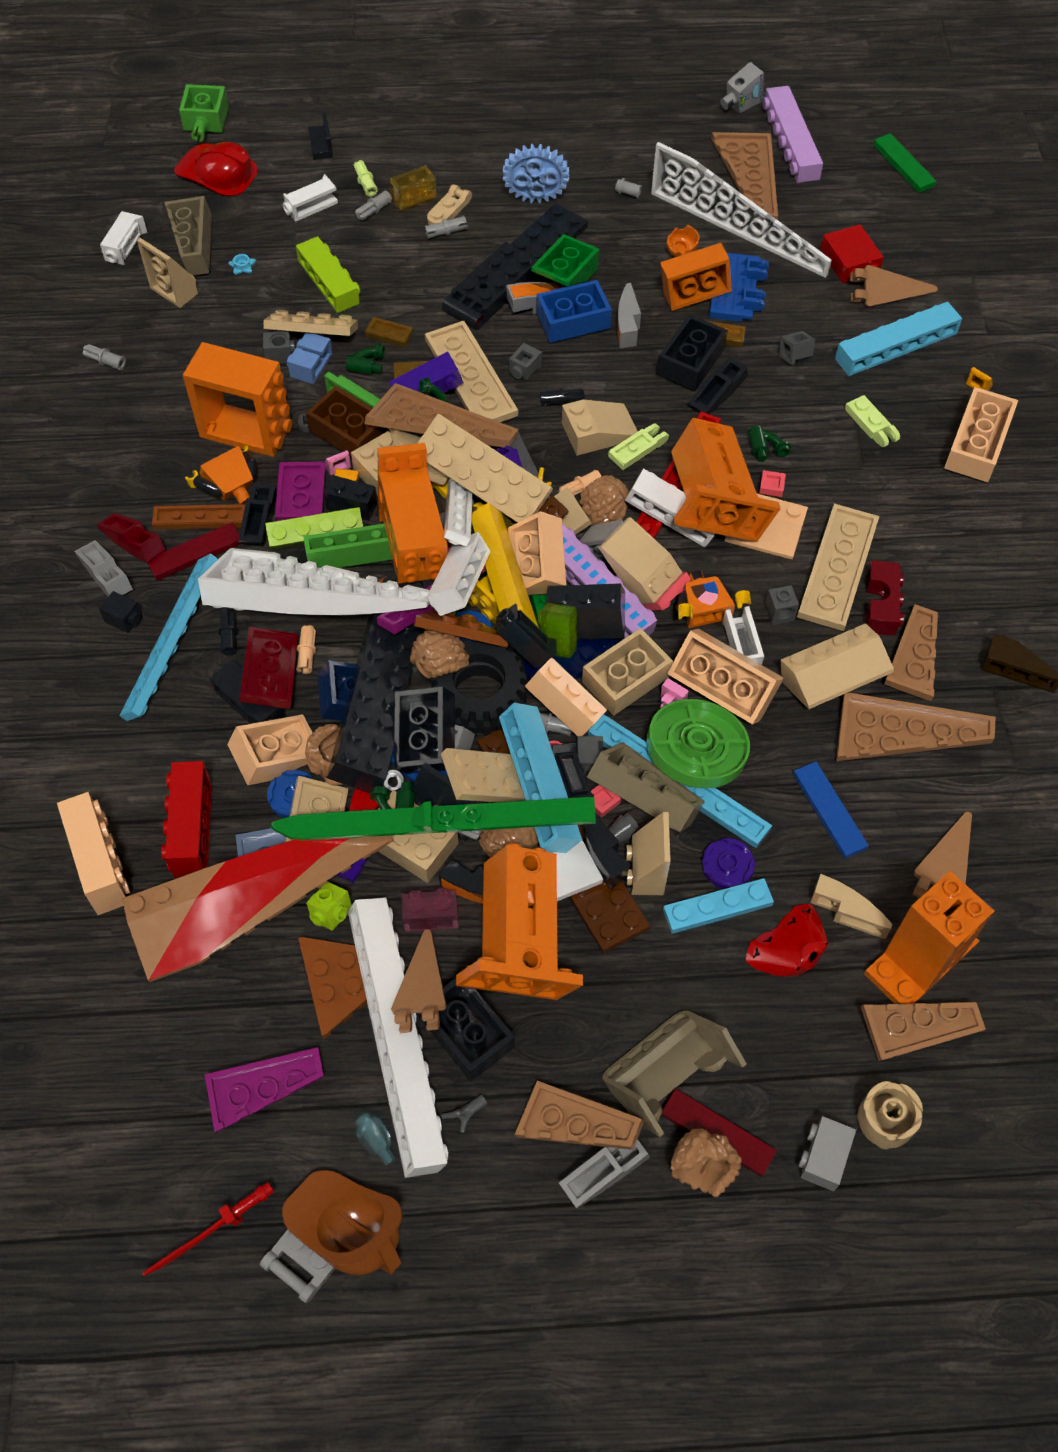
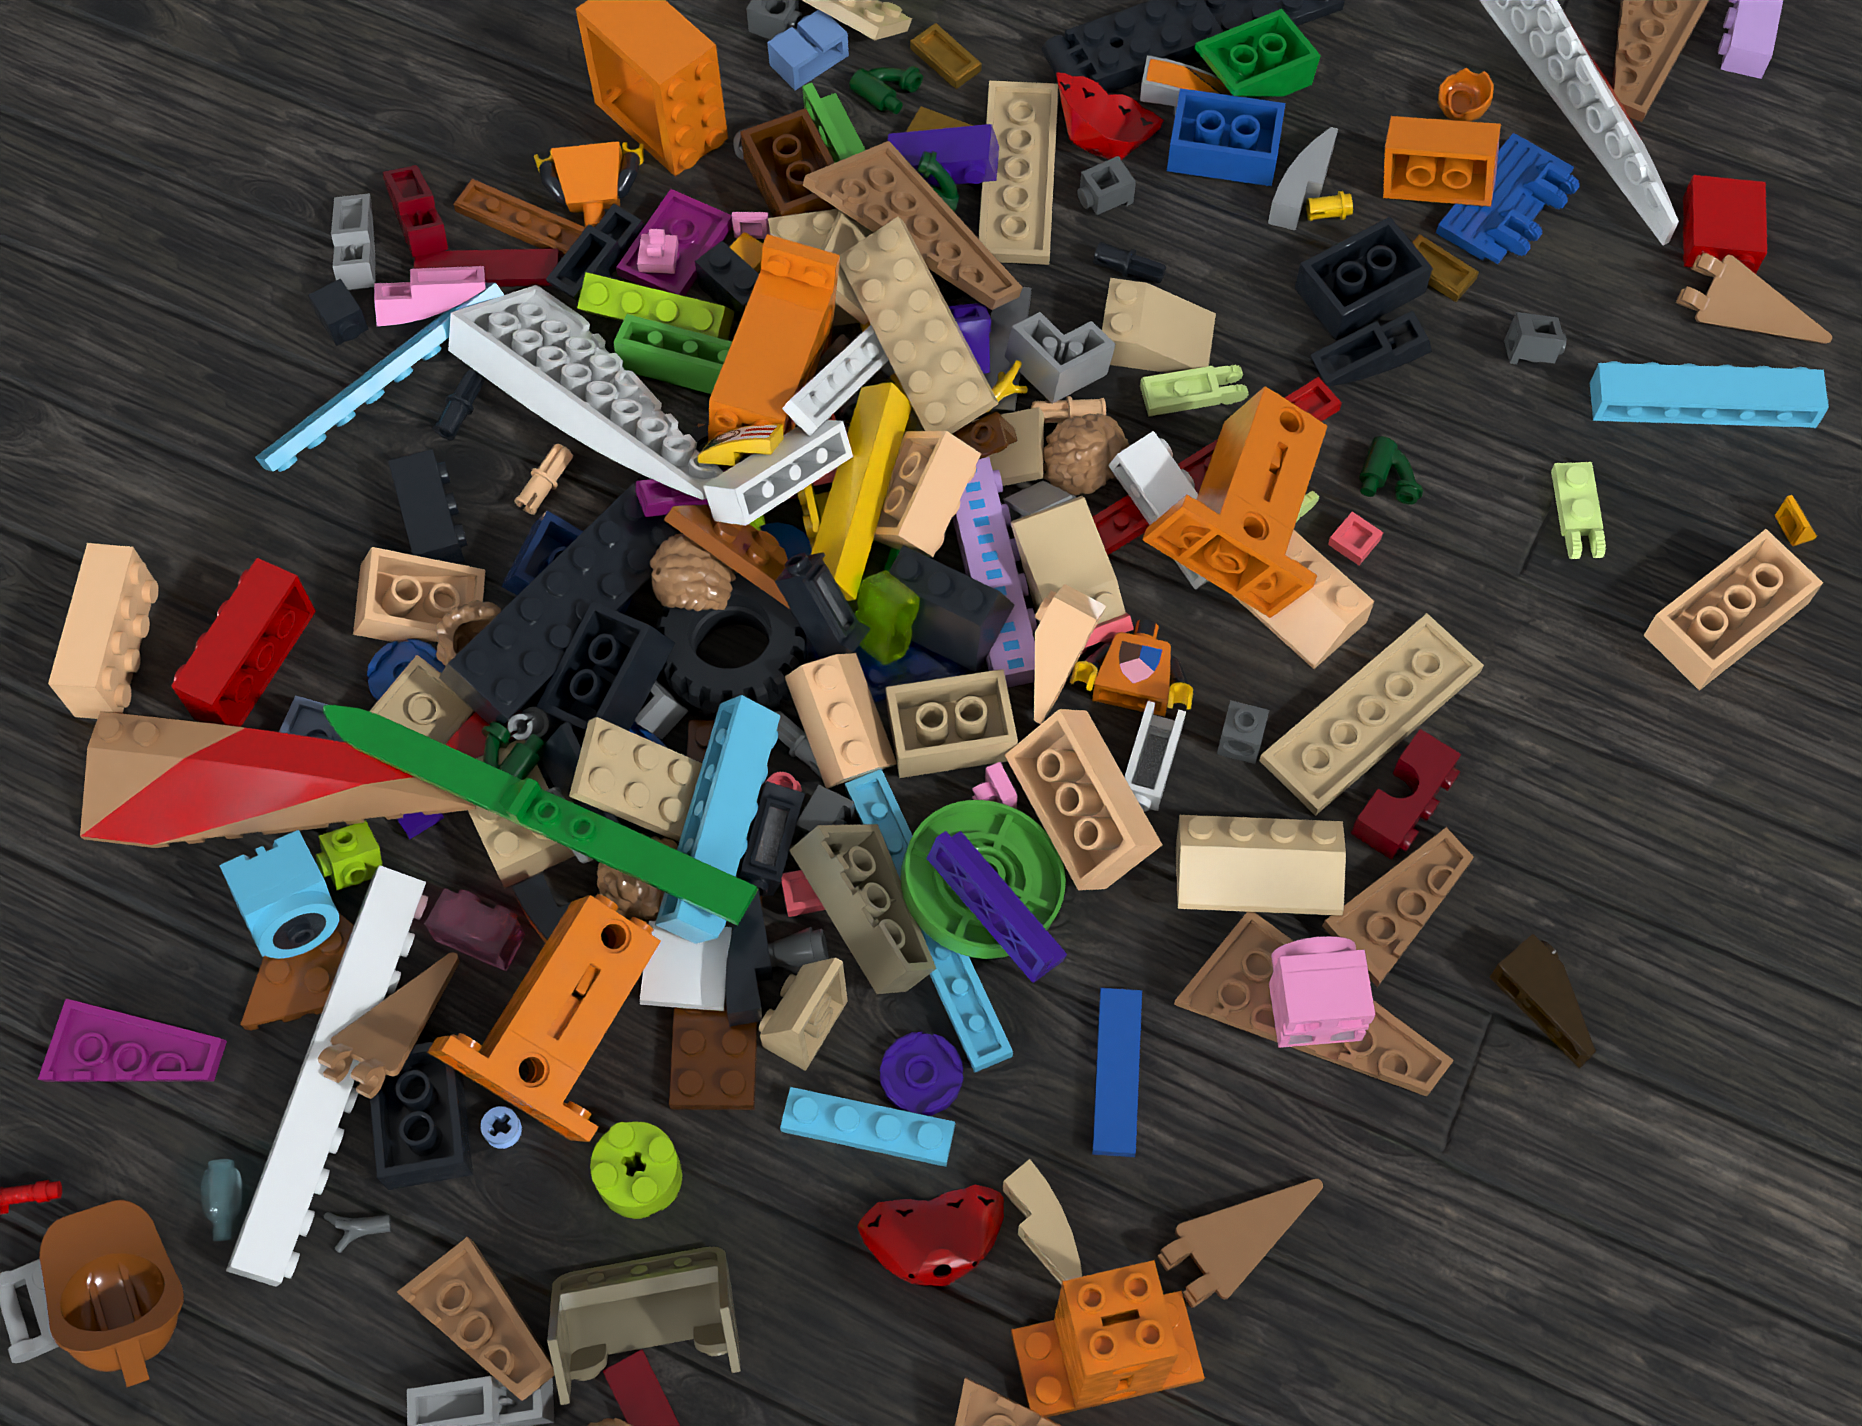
camera: 30 degrees right, 5 degrees up
(170, 578) = (427, 293): none -> bright pink slope
(269, 668) = (473, 483): dark red tile -> none
(296, 497) = (657, 252): none -> bright pink tile
(310, 945) = (282, 897): none -> medium azure piece
(420, 573) = (733, 444): none -> yellow slope
(498, 332) = (1098, 121): none -> red piece
(520, 1018) = (501, 1140): none -> light blue bush
(560, 459) = (1057, 361): none -> light grey brick
(595, 996) = (625, 1148): none -> lime brick
(650, 324) = (1330, 206): none -> yellow pin
(667, 597) = (1059, 640): none -> light nougat slope
(719, 750) = (995, 905): none -> dark purple fence
(915, 711) = (1320, 992): none -> bright pink piece

